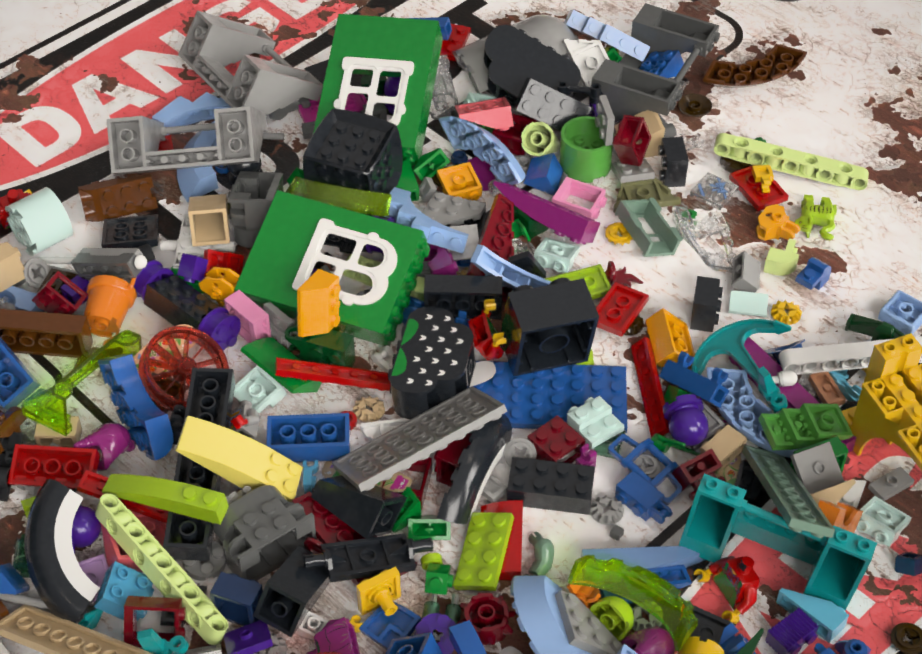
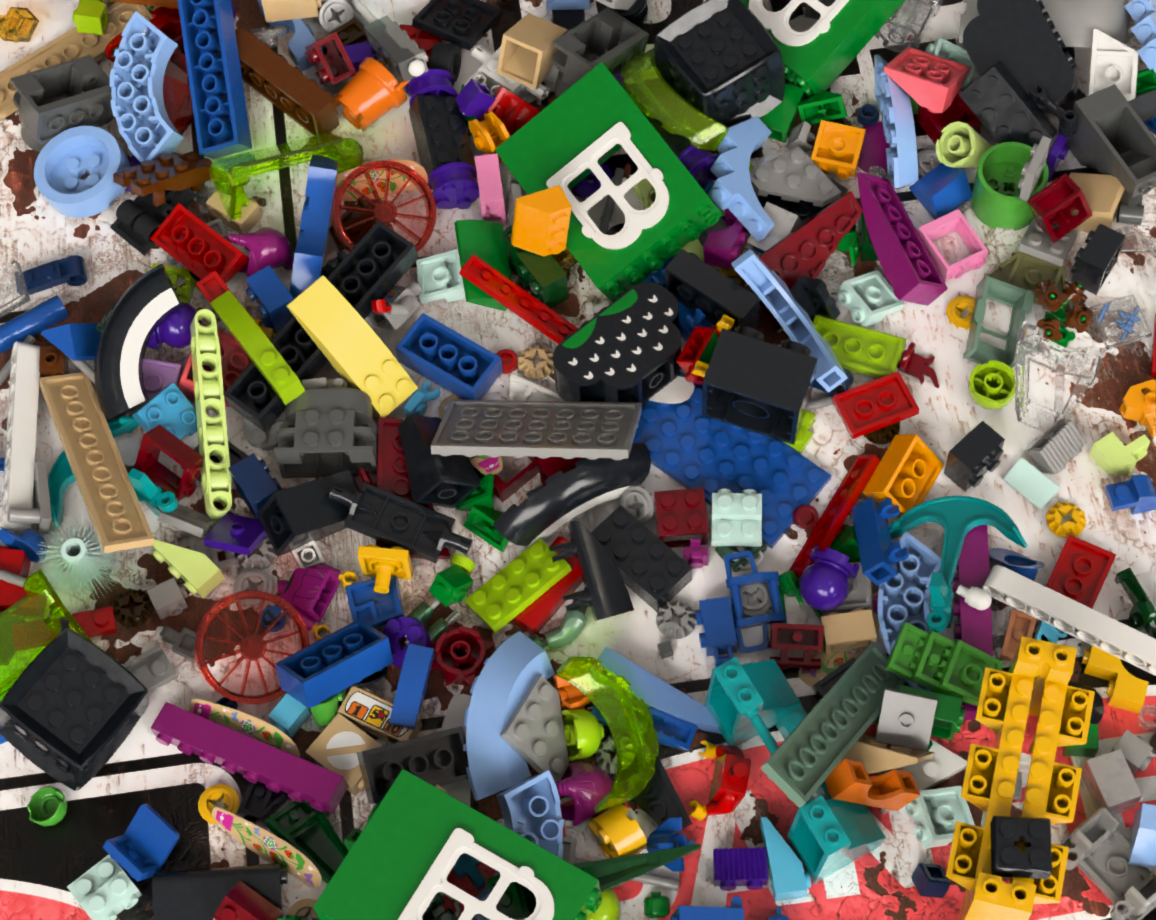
camera: 40 degrees right, 15 degrees up
(142, 462) = (271, 297): none -> blue slope
(537, 504) = (602, 581): none -> black piece
(632, 399) = (805, 516): none -> dark red tile
(674, 192) = (1054, 303): none -> reddish brown plant
(678, 260) = (992, 385): none -> lime cylinder
(821, 330) = (1081, 571): none -> red plate

